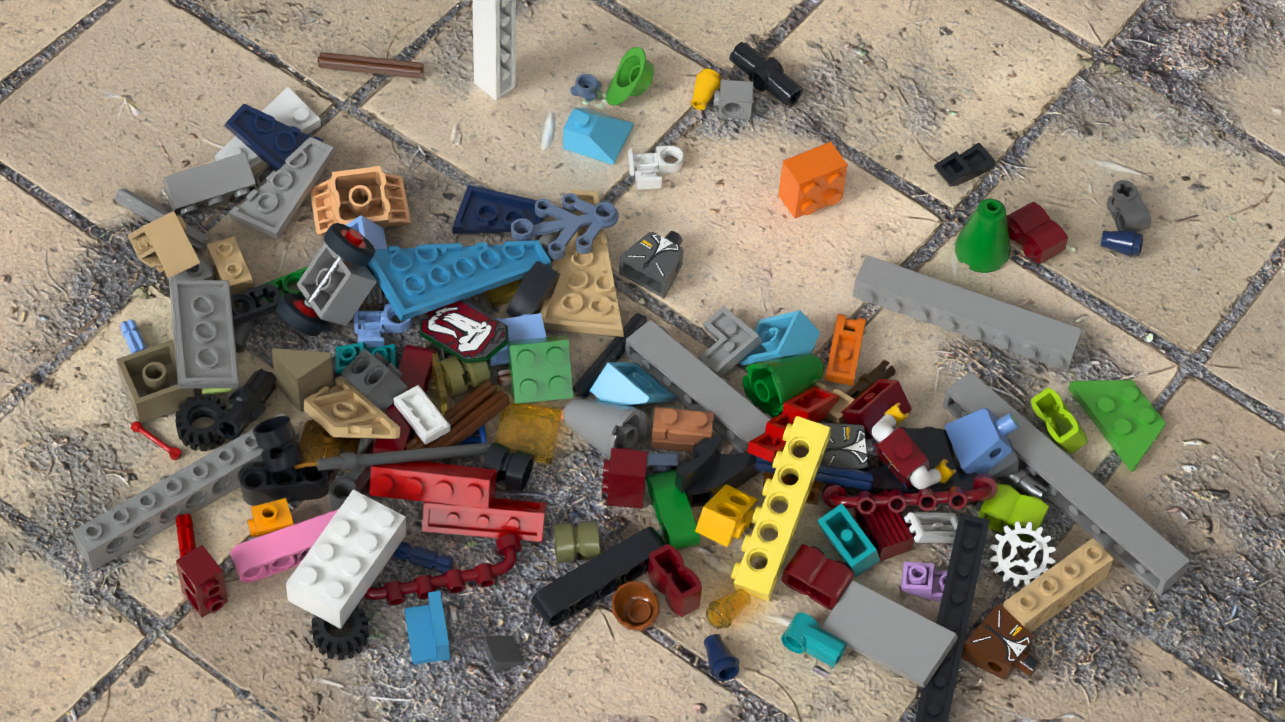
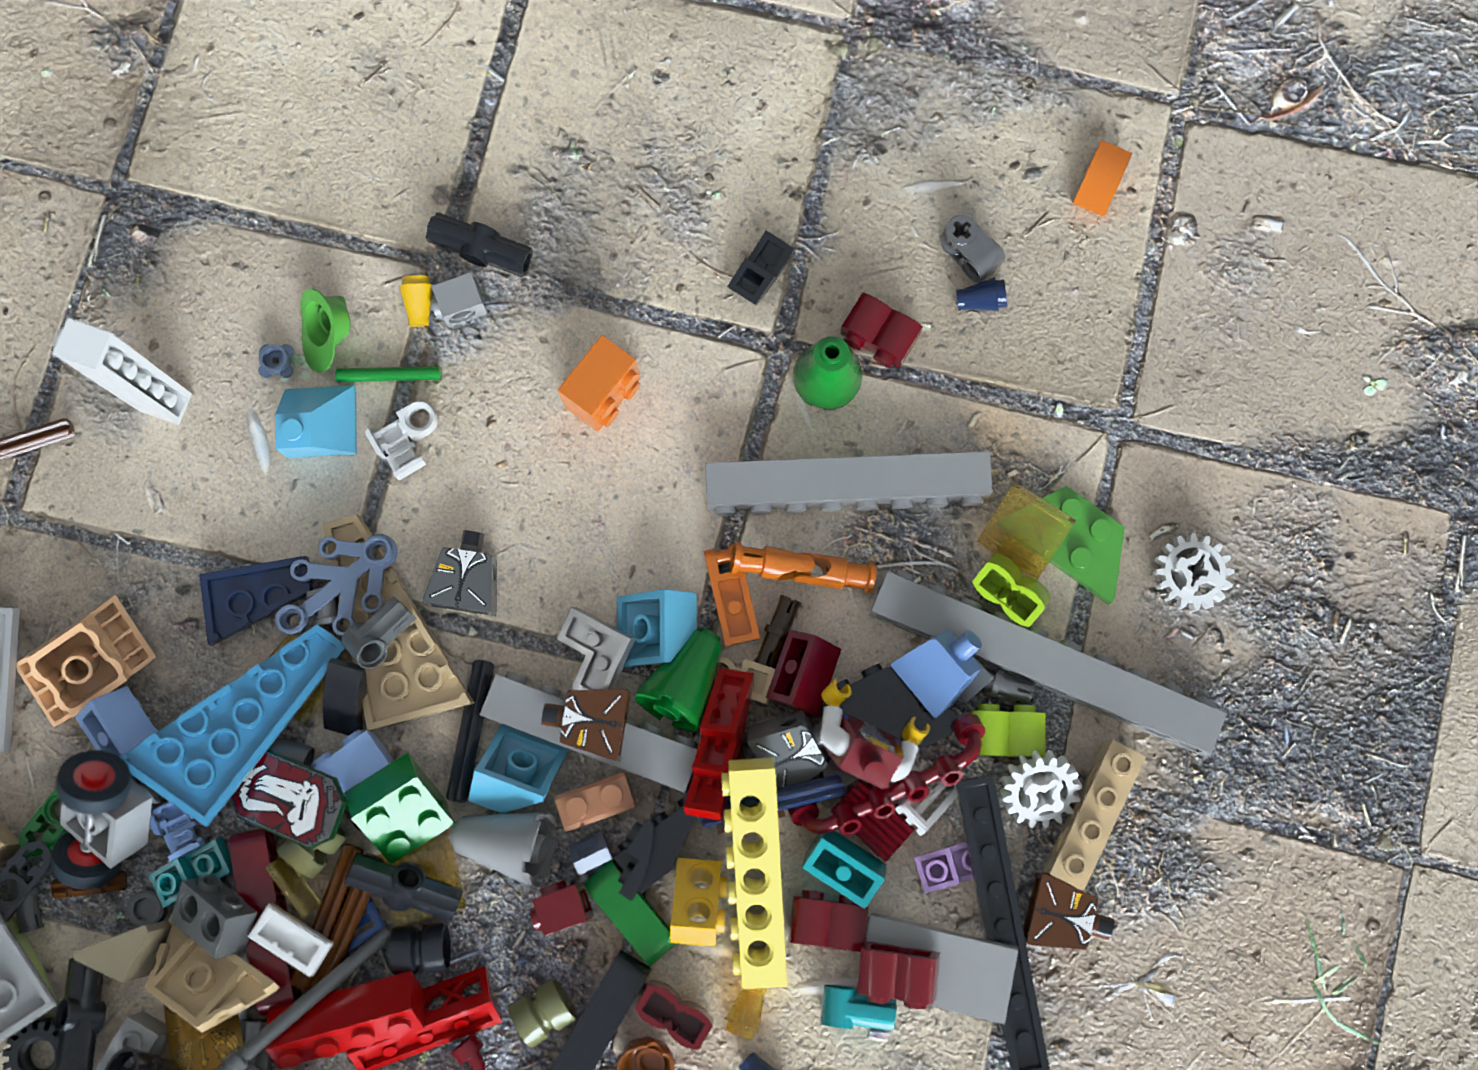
camera: 20 degrees left, 25 degrees up
(289, 337) = (61, 890): none -> reddish brown axle
(519, 415) = (403, 886): none -> black piece
(582, 258) = (369, 640): none -> dark grey piece
(661, 125) = (388, 374): none -> green bar
(708, 367) = (591, 720): none -> reddish brown torso
(857, 617) = (898, 974): none -> dark red brick
(925, 359) = (785, 564): none -> orange piece
(1088, 389) = (1026, 530): none -> clear yellow tile
(1207, 471) = (1208, 576): none -> white gear
(1247, 206) = (1102, 178): none -> orange slope

